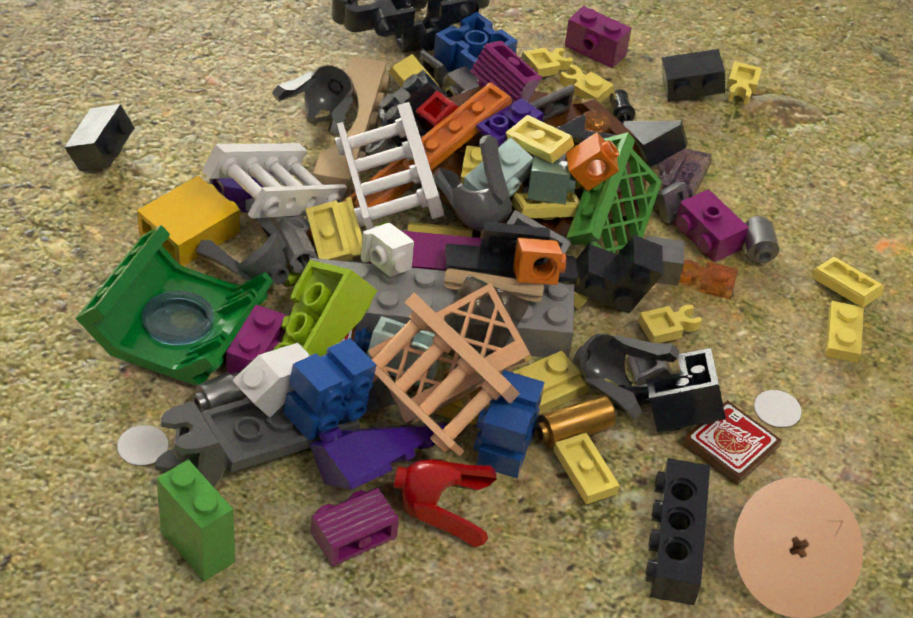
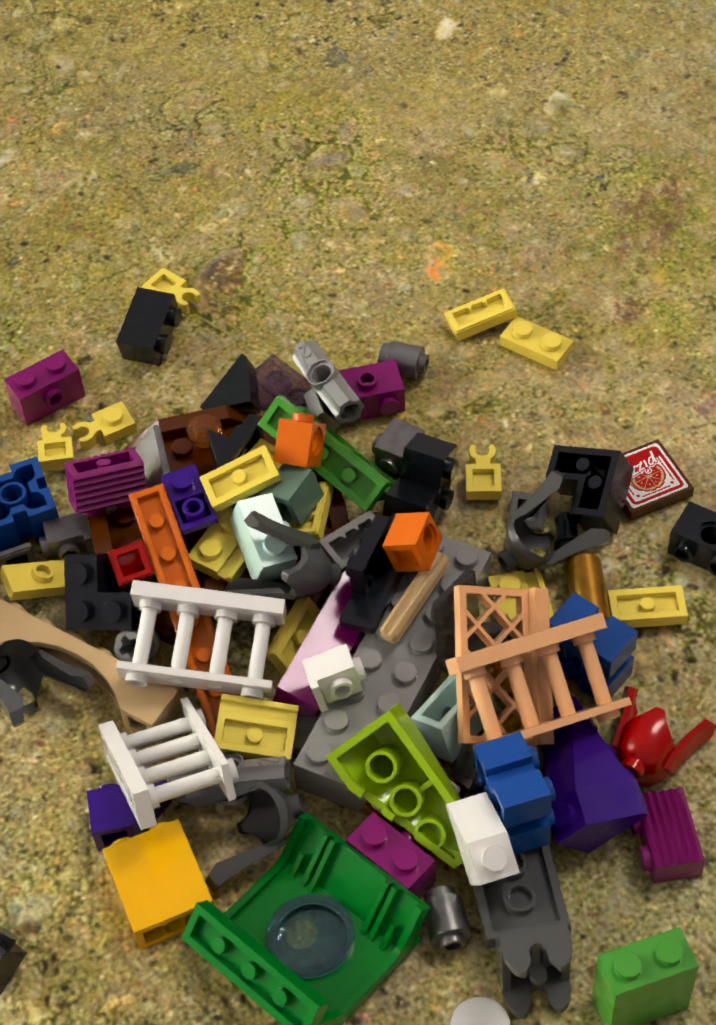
camera: 60 degrees left, 5 degrees up
(621, 107) = (159, 406): black pin -> none
(688, 182) = (327, 381): none -> light grey piece
(714, 278) = (435, 415): clear orange plate -> none
(777, 408) = (609, 430): white sticker -> none

